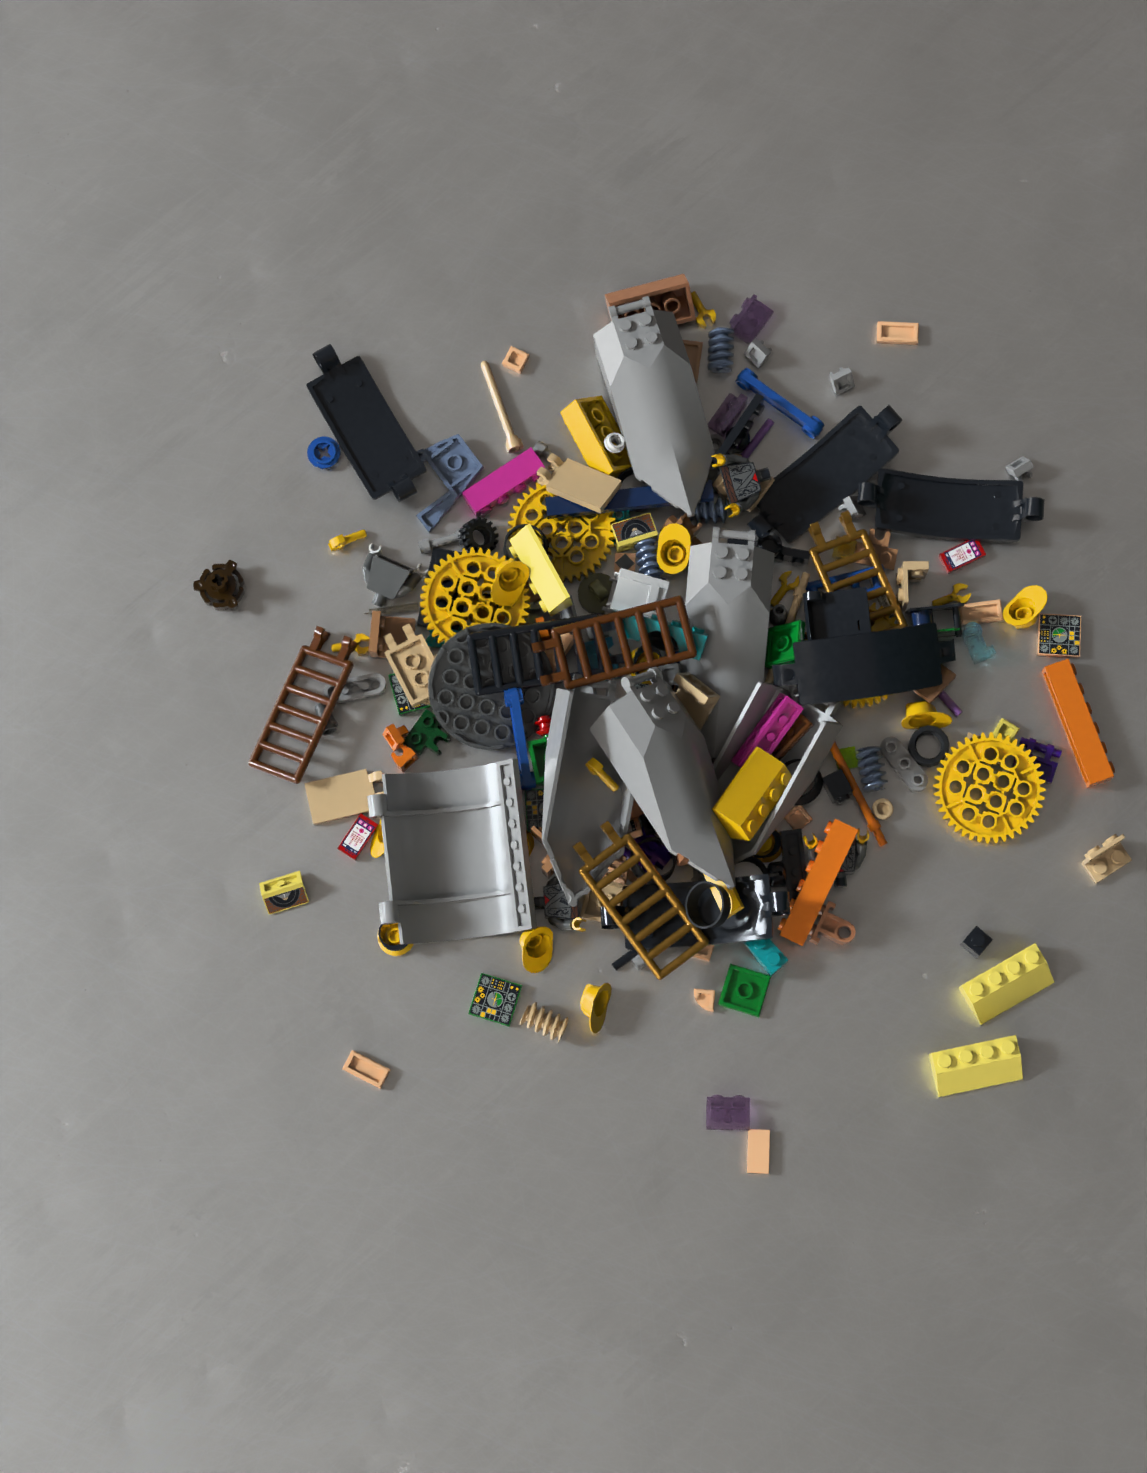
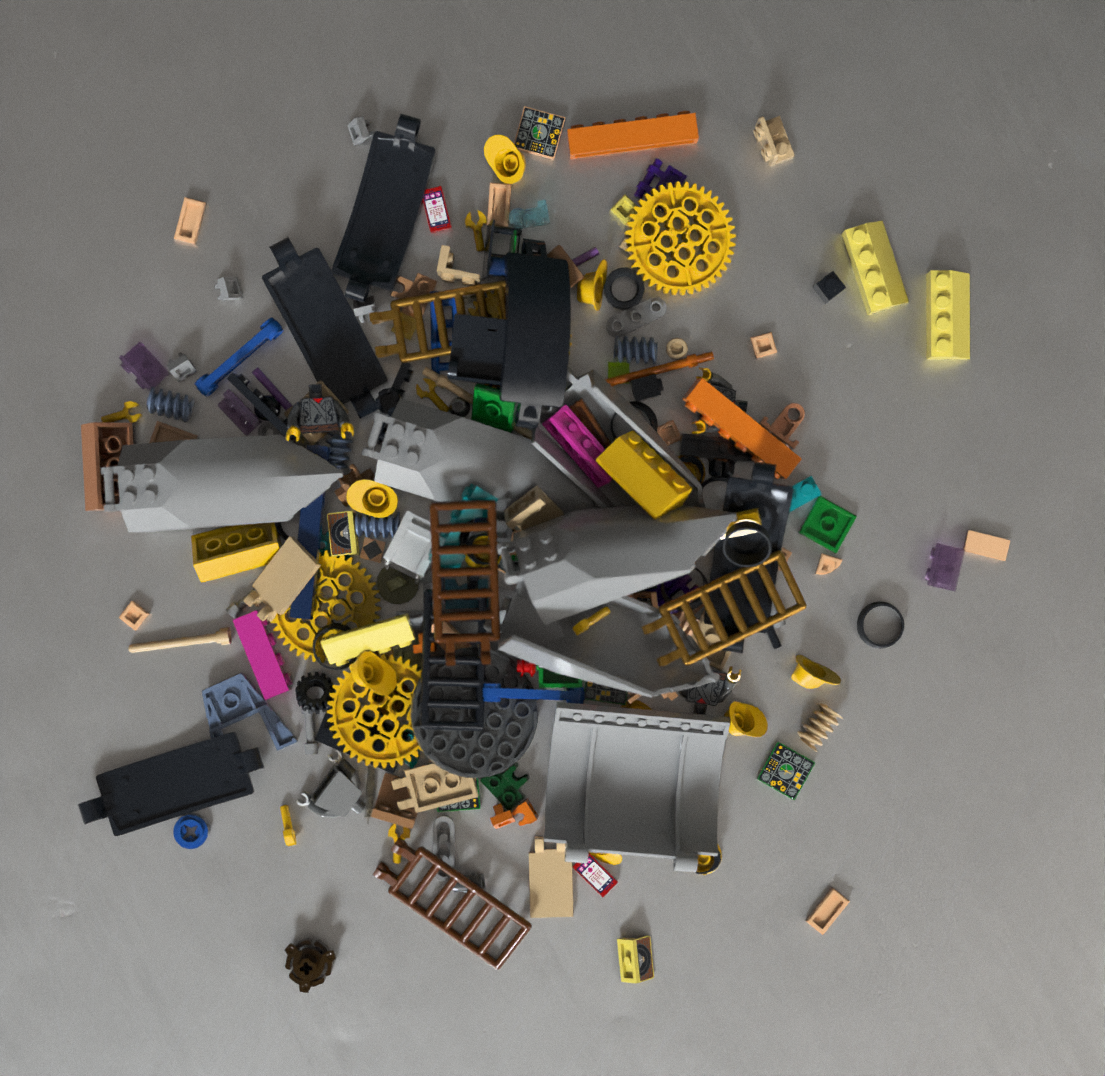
camera: 80 degrees left, 10 degrees up
(616, 438) = (243, 530): white plate -> none
(656, 1084) = (860, 621): none -> black tyre
(905, 892) = (763, 345): none -> light nougat tile

